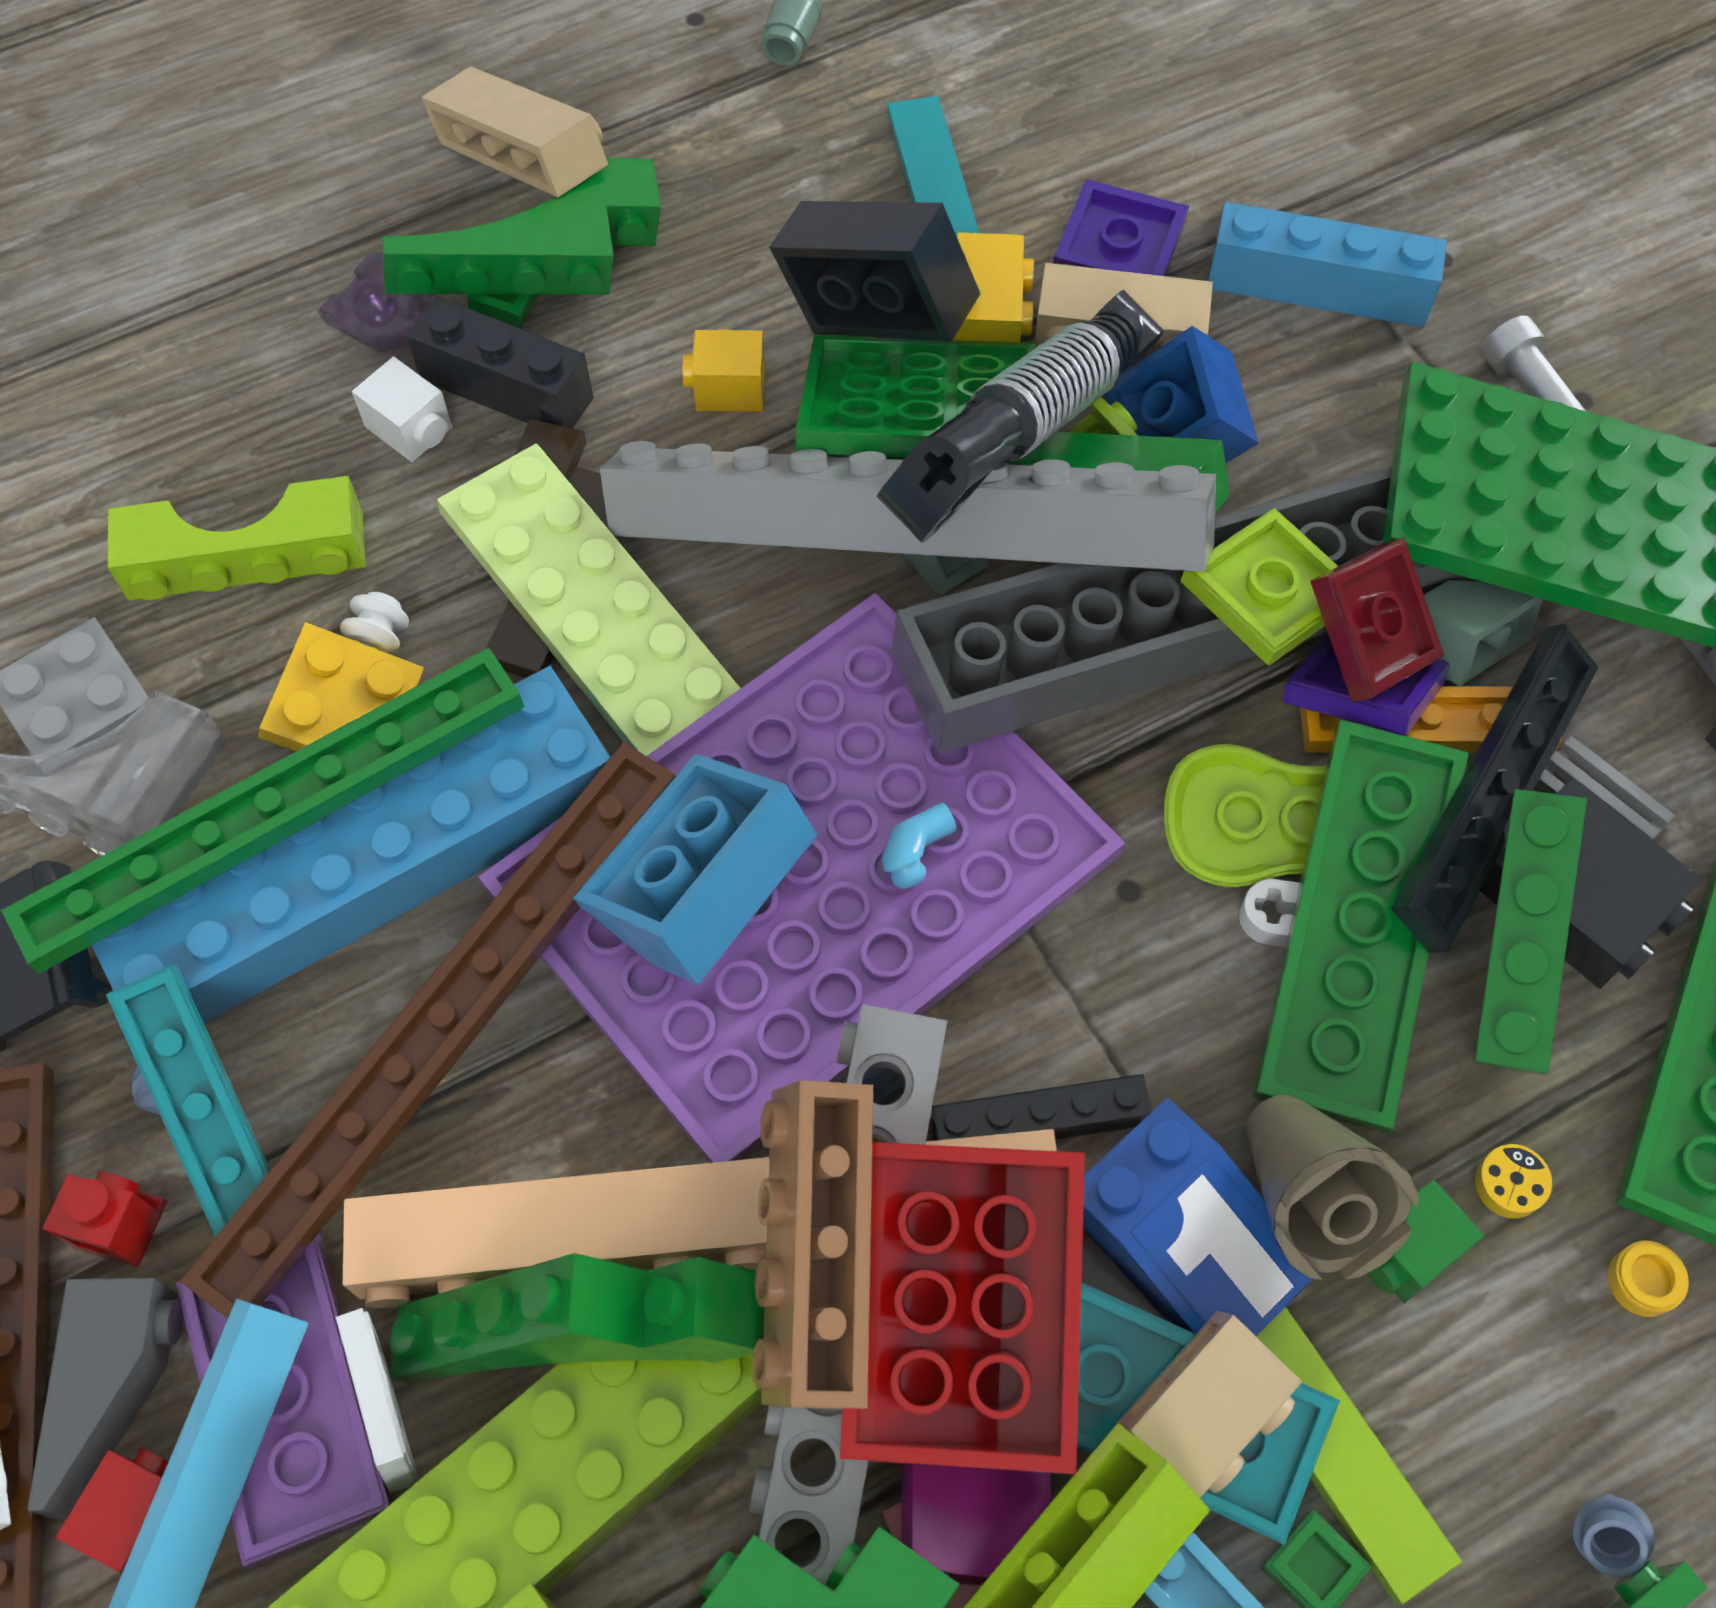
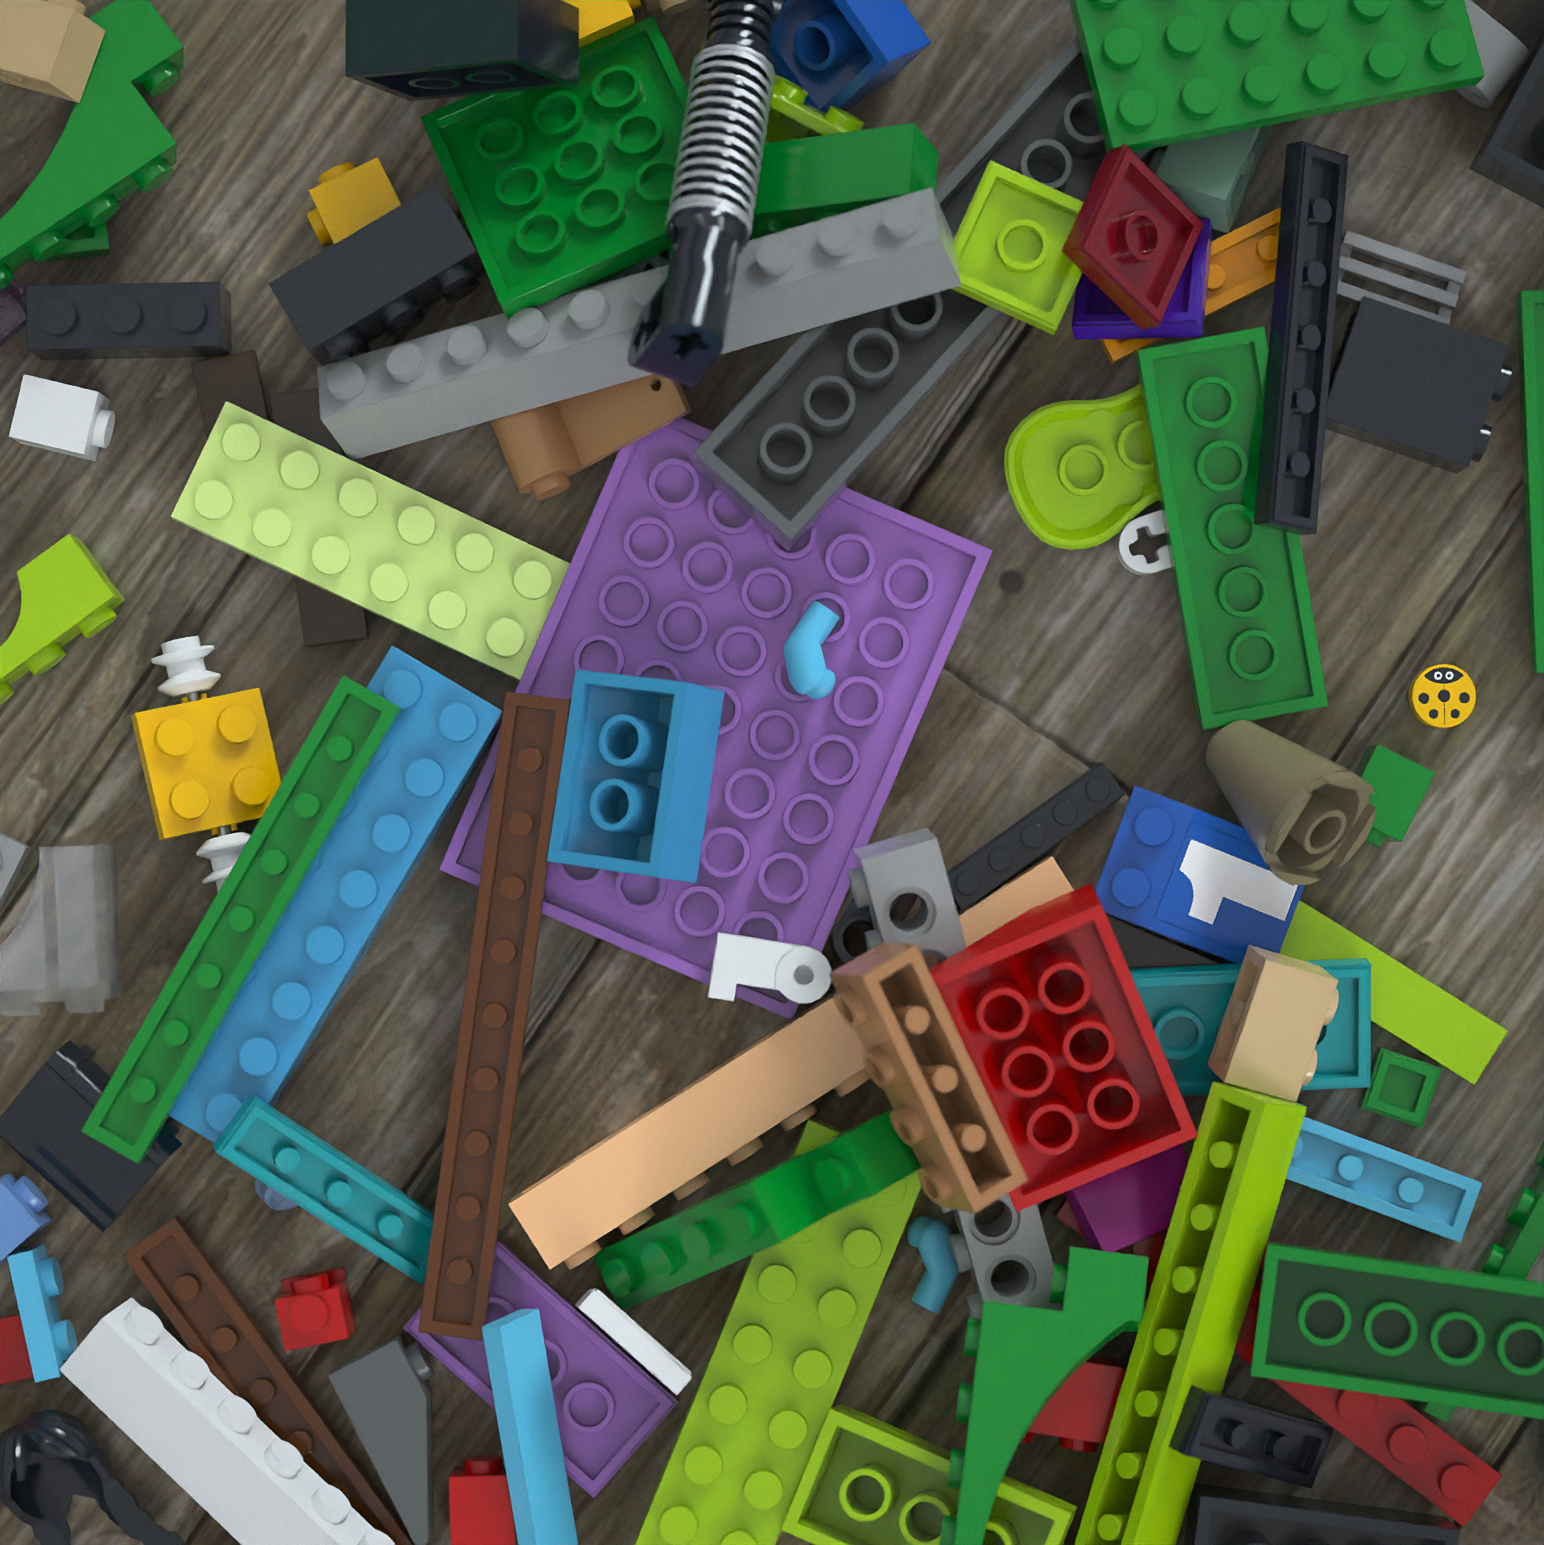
camera: 25 degrees left, 25 degrees up
(712, 394) = (380, 278): none -> black brick
(715, 1091) = (787, 967): none -> white leg
(731, 1511) = (941, 1270): none -> medium azure arm
(784, 595) = (574, 433): none -> medium nougat door
(1530, 931) = (1378, 483): green brick -> none

